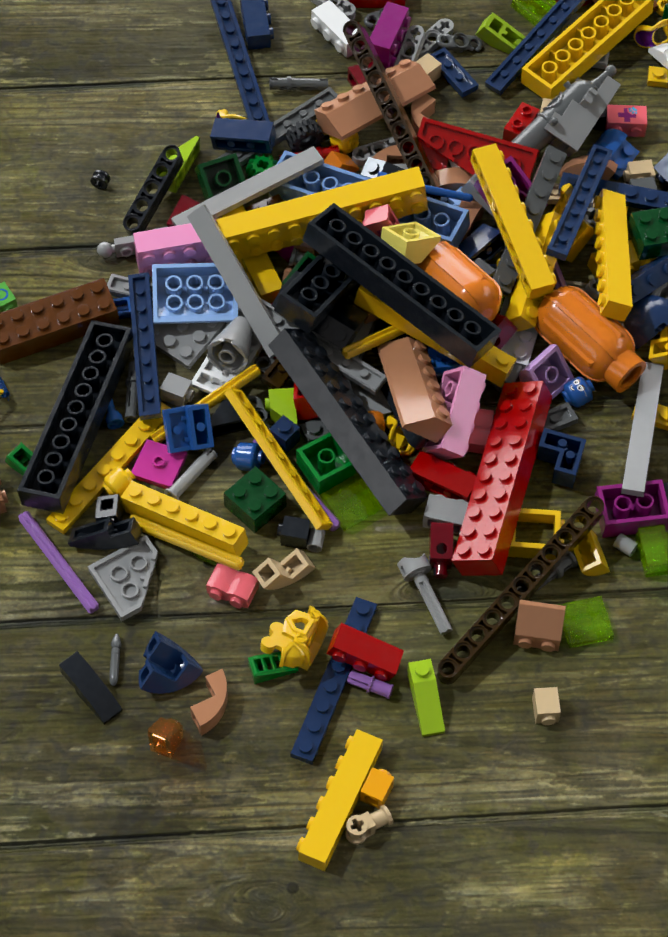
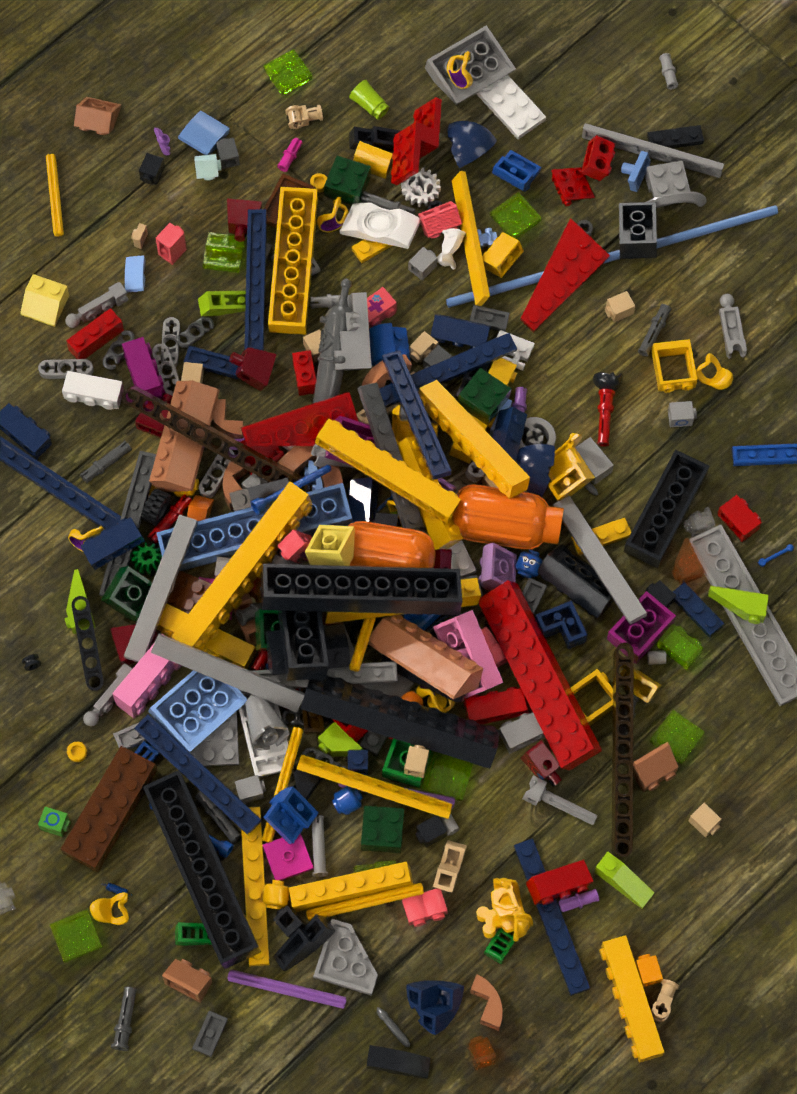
camera: 40 degrees left, 10 degrees up
(71, 267) = (77, 751): none -> yellow tile
(329, 460) = (416, 761): none -> tan brick
(482, 93) = (254, 366): none -> dark red torso
(608, 431) = (576, 580): none -> black slope

